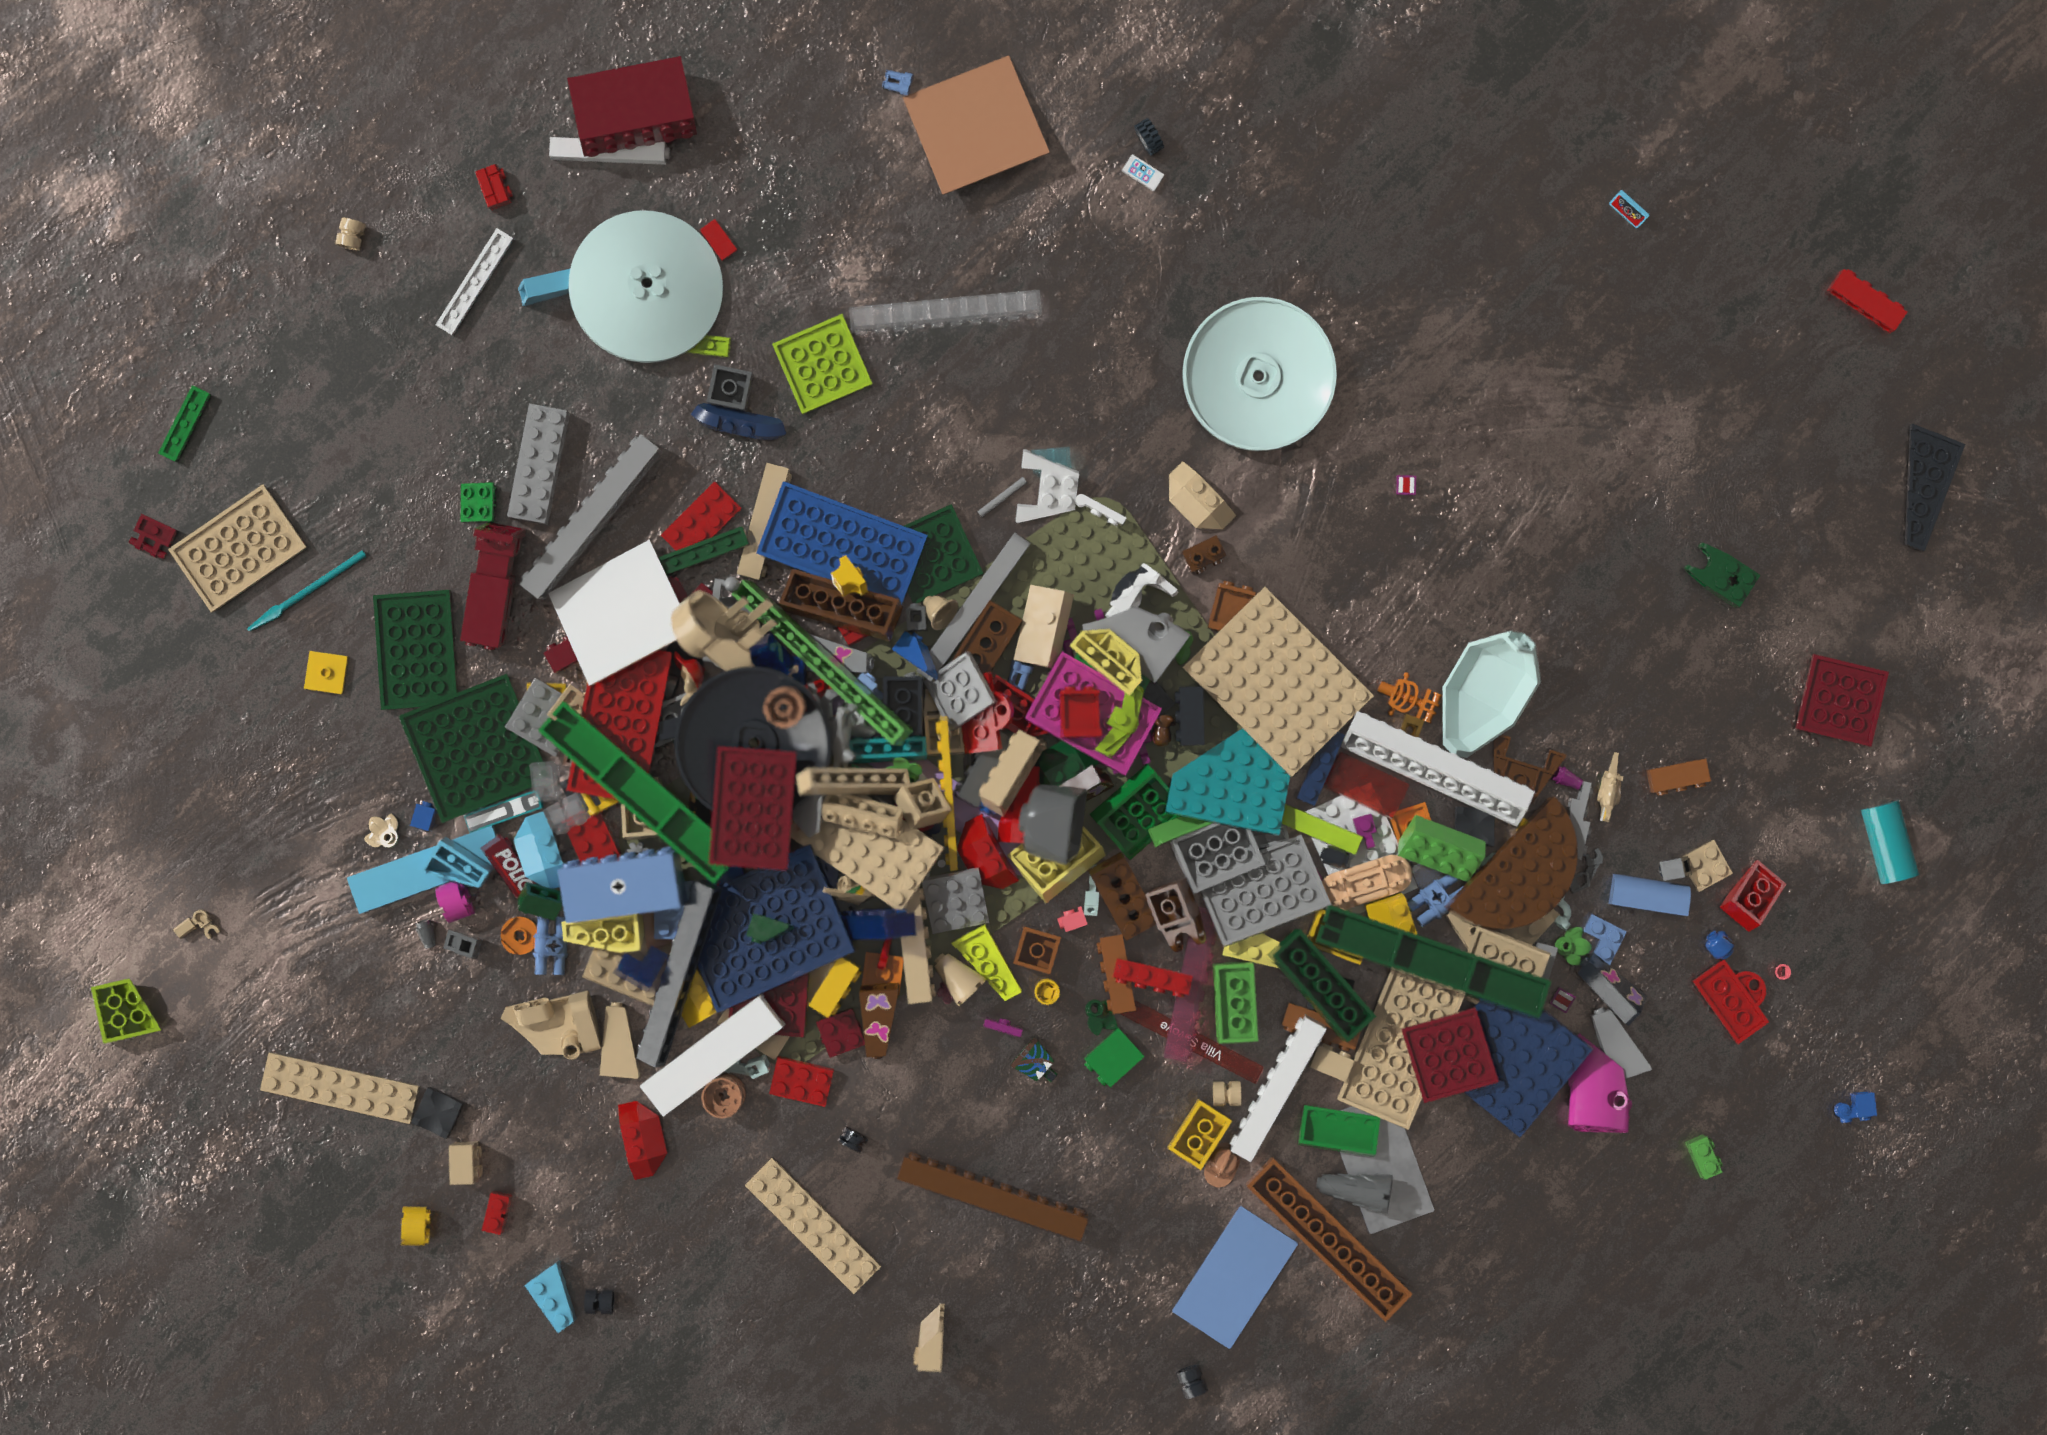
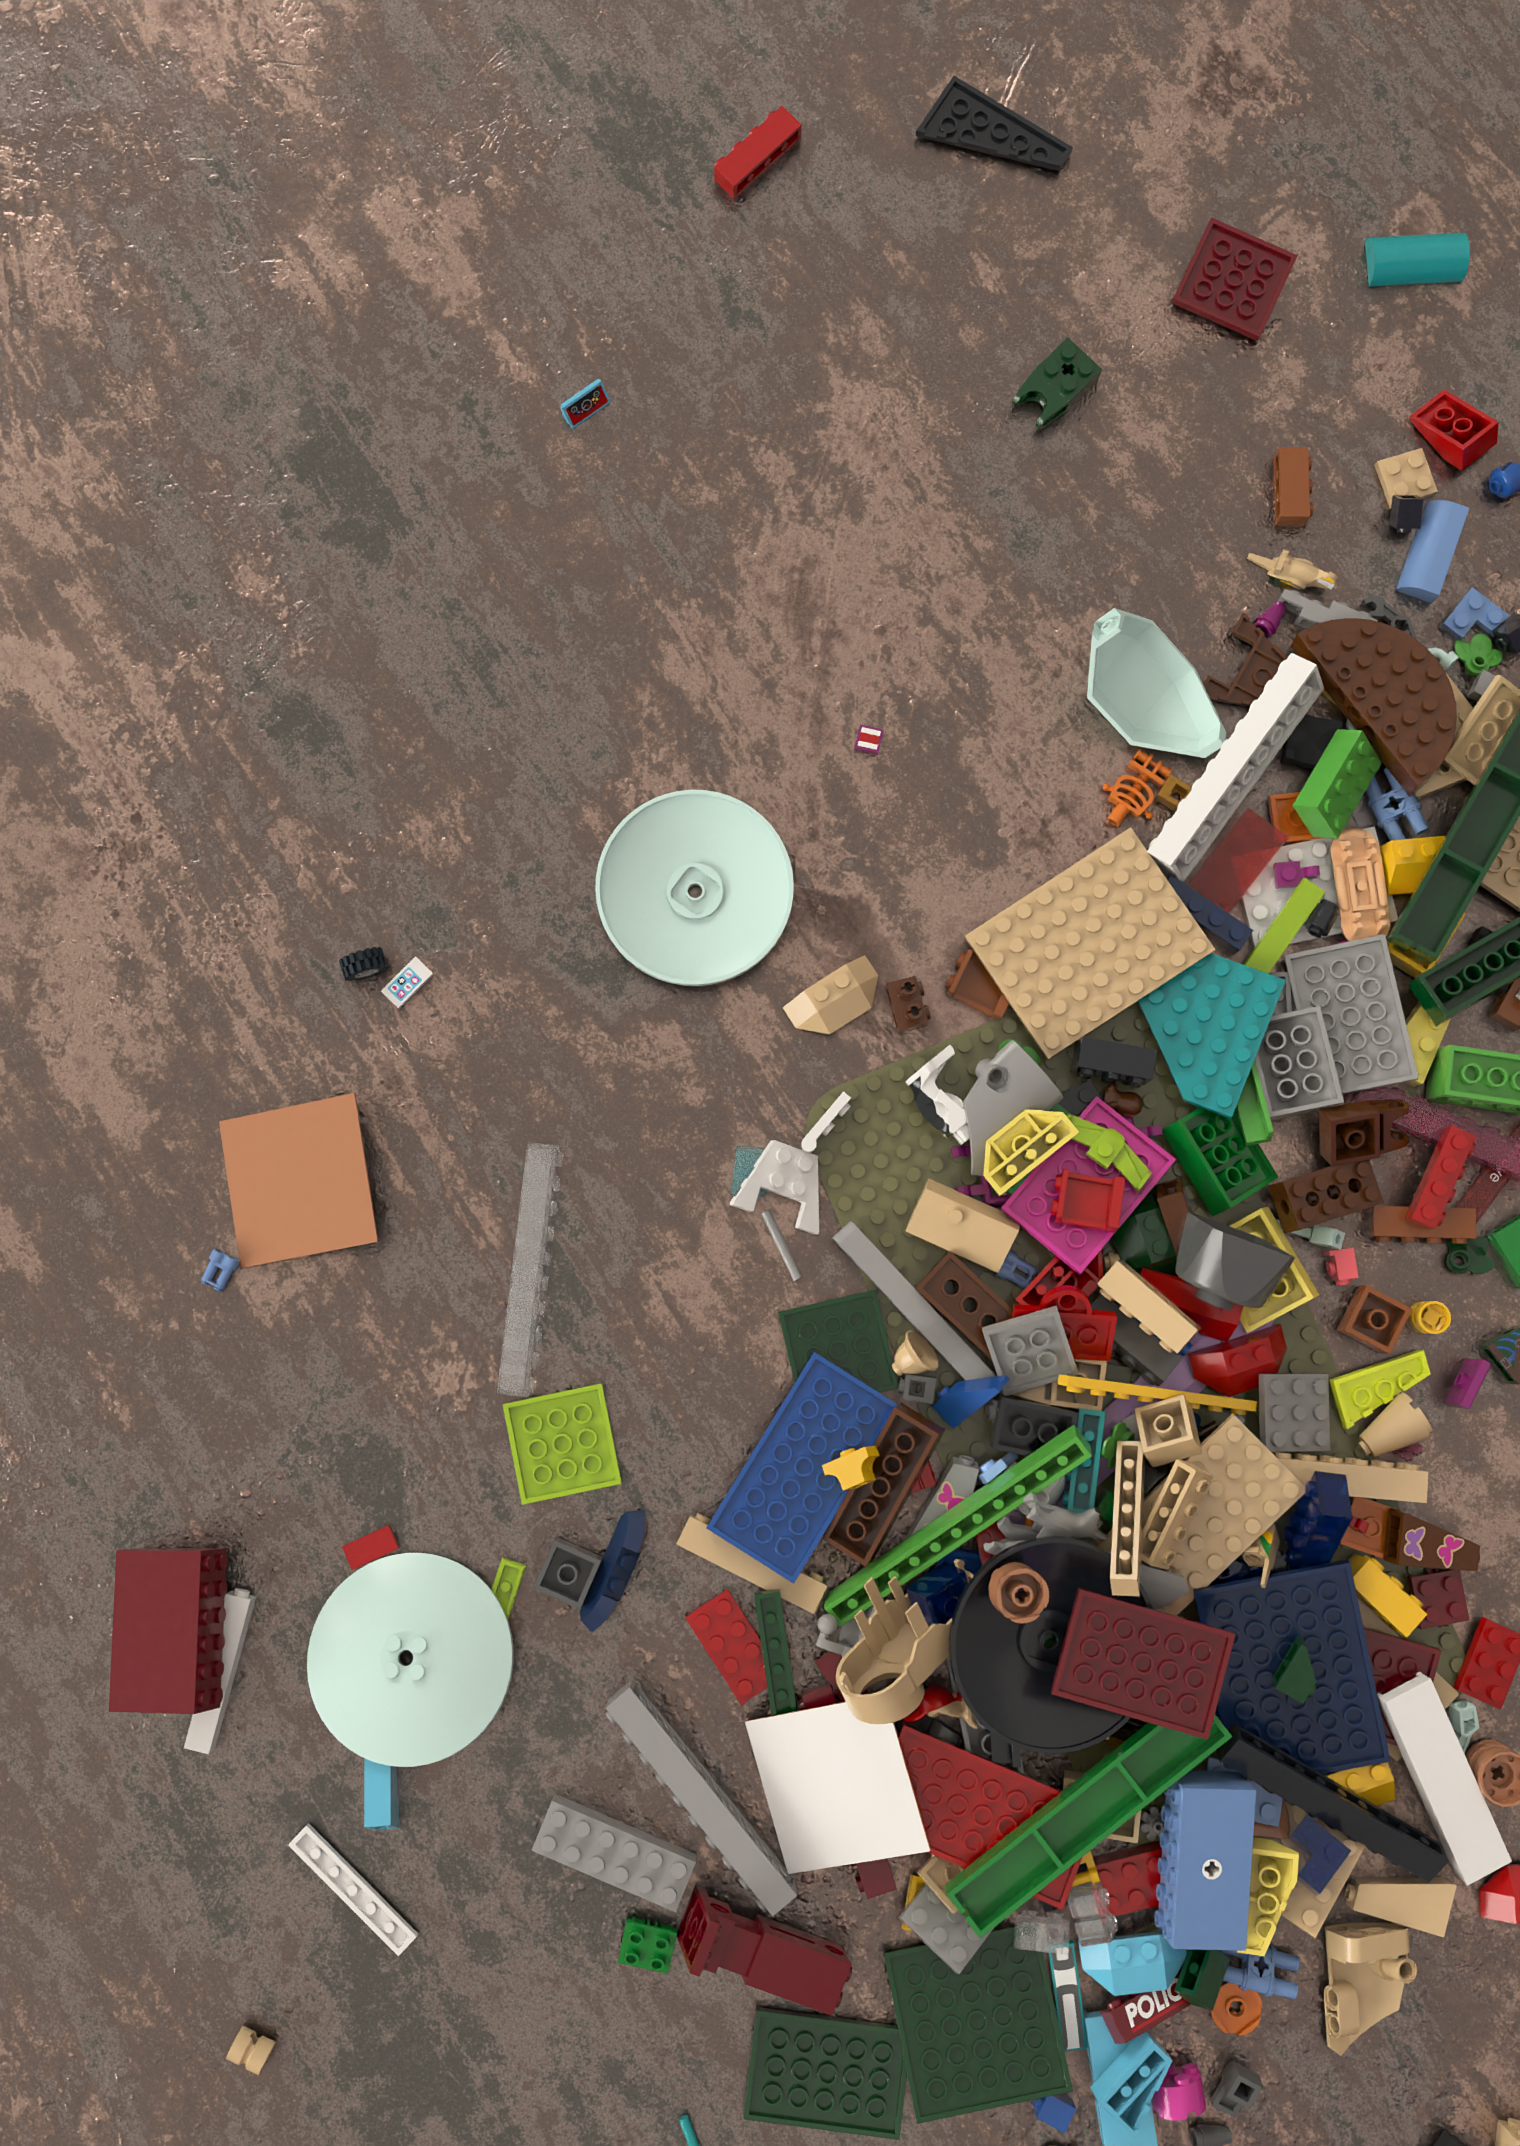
camera: 85 degrees left, 5 degrees down
(493, 186) = (232, 1837): red brick -> none

